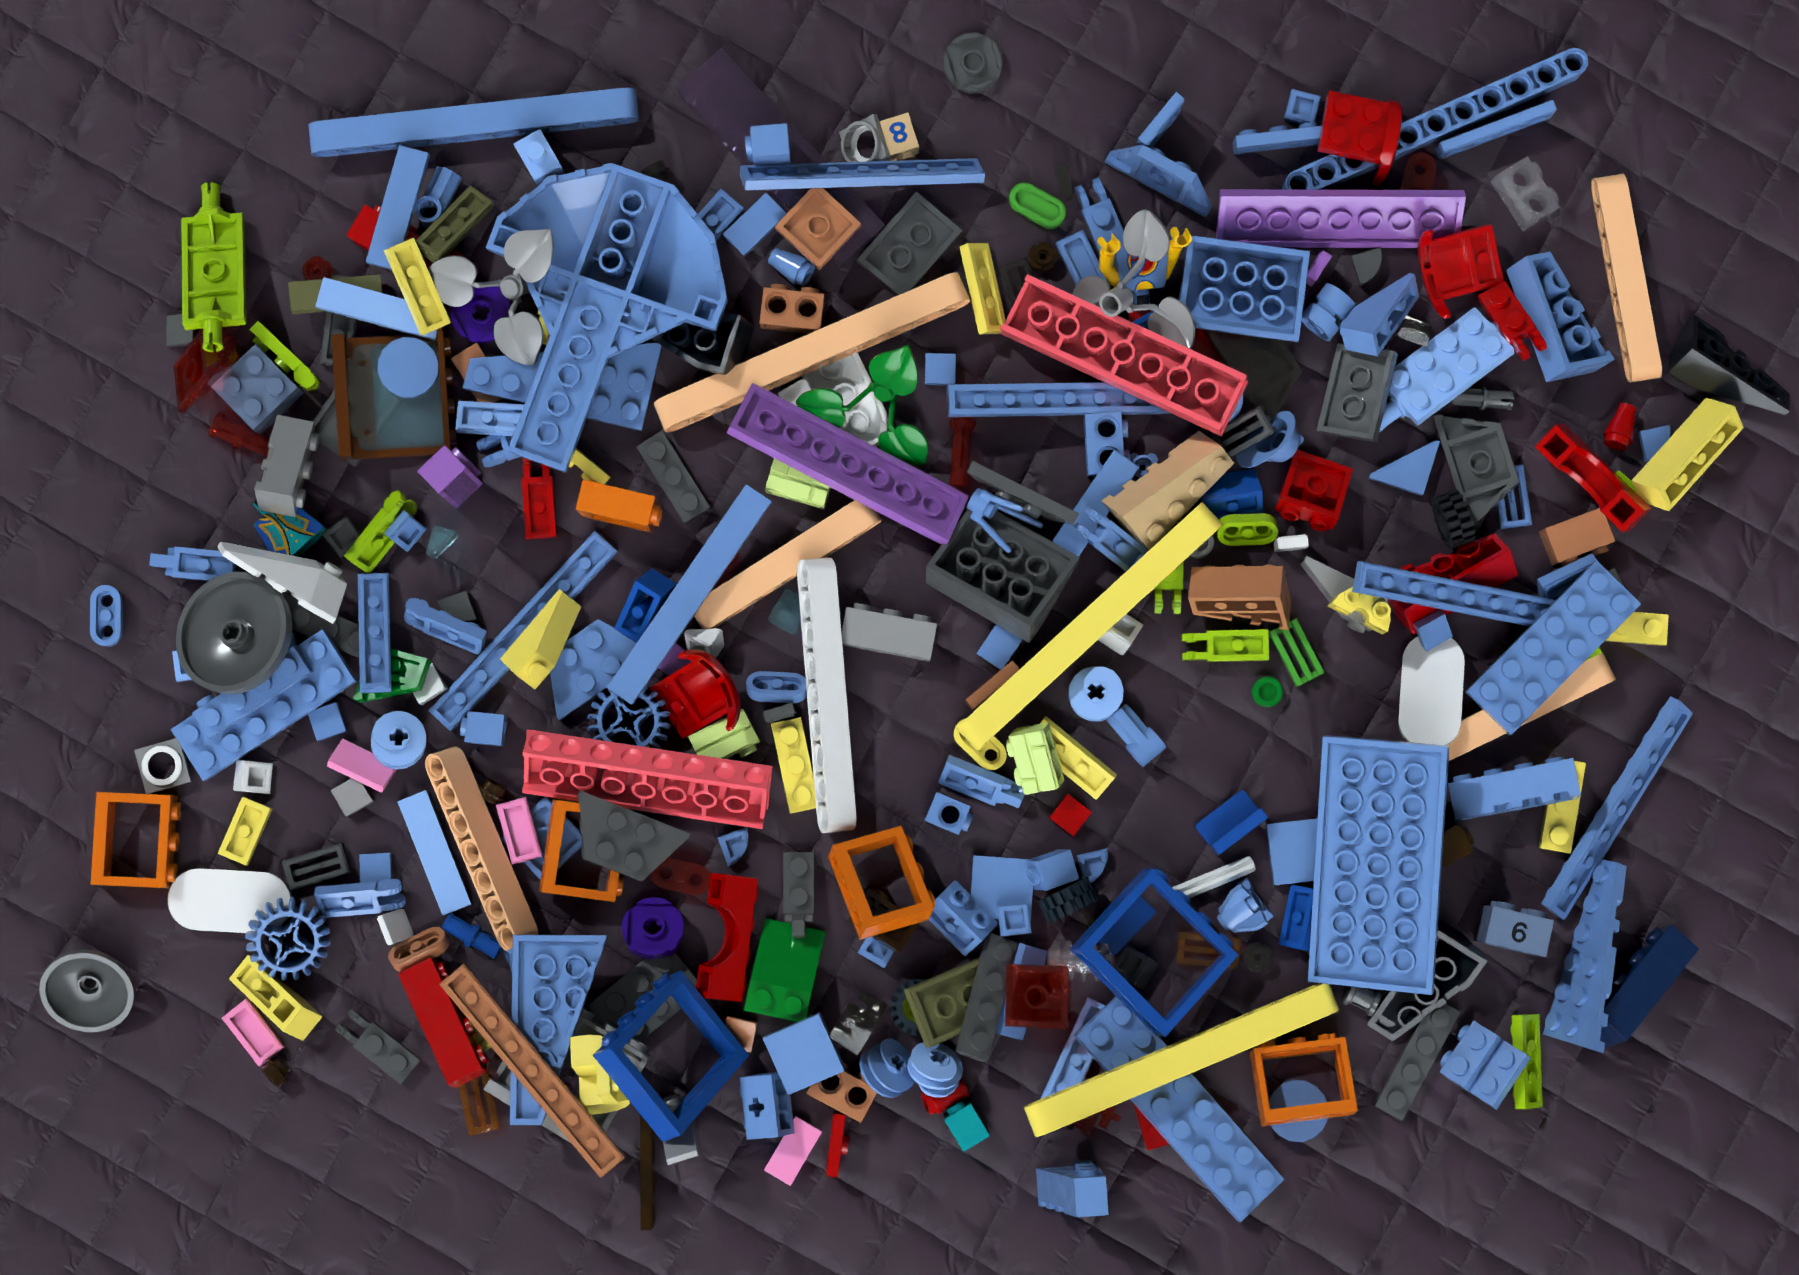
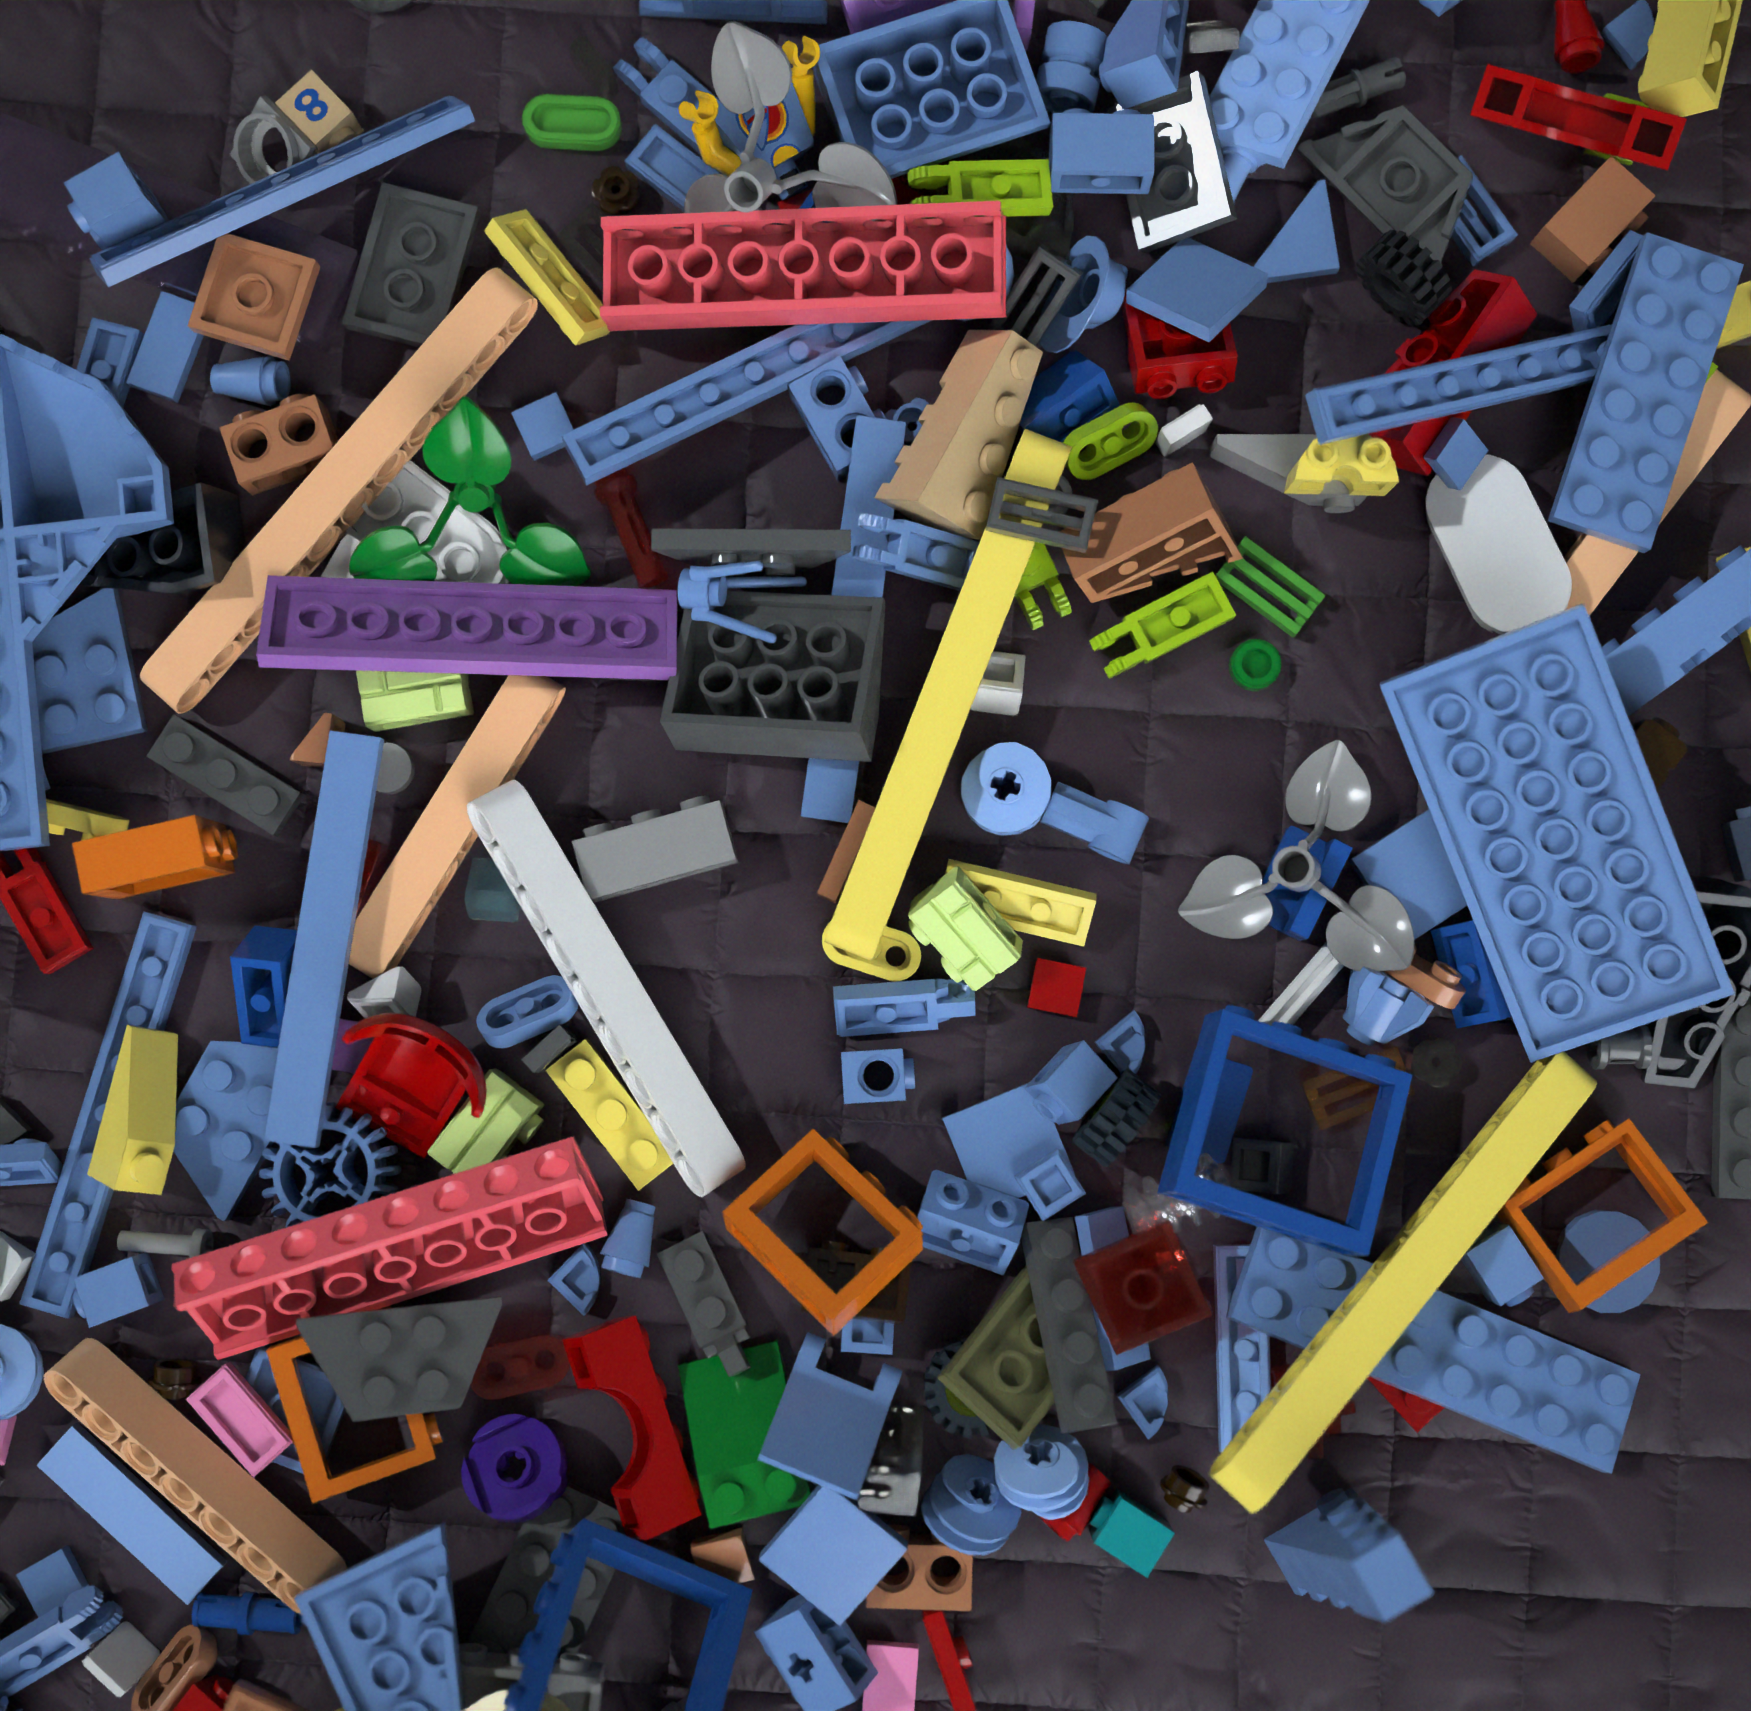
camera: 25 degrees left, 0 degrees up
(521, 716) = (189, 1245): none -> light grey piece
(733, 487) = (313, 748): none -> nougat slope
(769, 520) = (395, 769): none -> light grey tile
(772, 838) = (630, 1240): none -> medium blue cone
(833, 985) = (828, 1424): none -> medium blue flag
(1006, 1118) = (1184, 1489): none -> dark brown plate
(1009, 1062) = (1147, 1400): none -> medium blue tile
(1179, 564) = (1037, 534): none -> dark grey tile
(1190, 816) = (1231, 895): none -> light grey plant
(1236, 1082) = (1501, 1266): none -> medium blue brick
(1254, 362) = (1018, 184): none -> lime hinge
(1264, 892) = (1434, 981): none -> nougat plate
(1319, 369) = (1101, 152): none -> medium blue brick
(1335, 469) = (1196, 288): none -> medium blue tile

